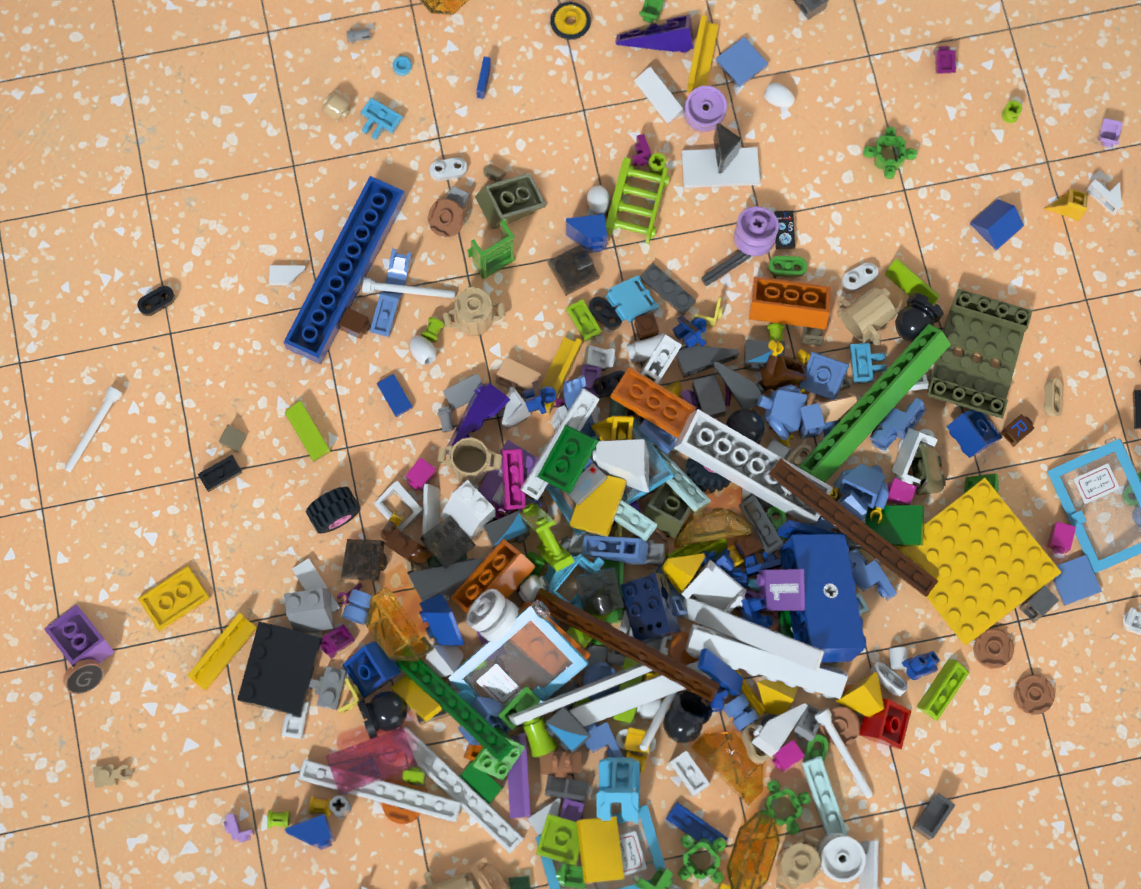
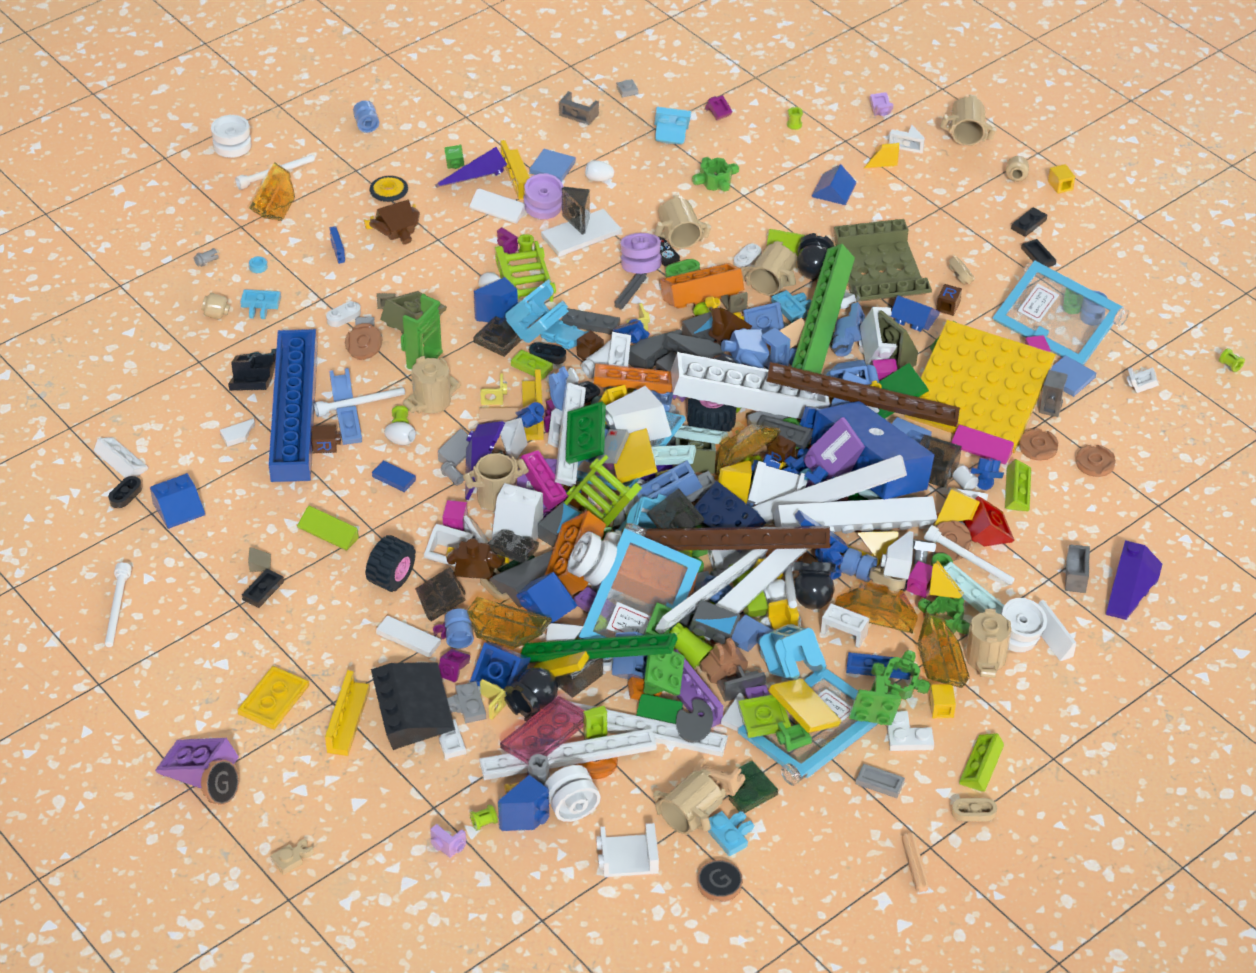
camera: 25 degrees left, 30 degrees down
(172, 254) = (119, 457): none -> white slope
(193, 336) = (177, 501): none -> blue slope
(309, 610) = (413, 643): light grey slope -> none
(332, 205) = (252, 371): none -> black slope
(356, 840) = (572, 793): none -> white wheel
(497, 814) = (692, 726): none -> dark grey piece
(531, 346) = (497, 392): none -> light yellow bracket
(552, 74) = (395, 221): none -> reddish brown torso
(611, 260) = (528, 312): none -> medium azure animal
(797, 783) = (943, 584): none -> yellow slope
(814, 209) = (680, 223): none -> tan container
(882, 66) = (671, 125): none -> medium azure piece
(882, 628) = (945, 459): none -> clear smoke brick
(939, 625) = (983, 444): none -> dark pink slope
(980, 850) = (1134, 578): none -> dark purple wedge

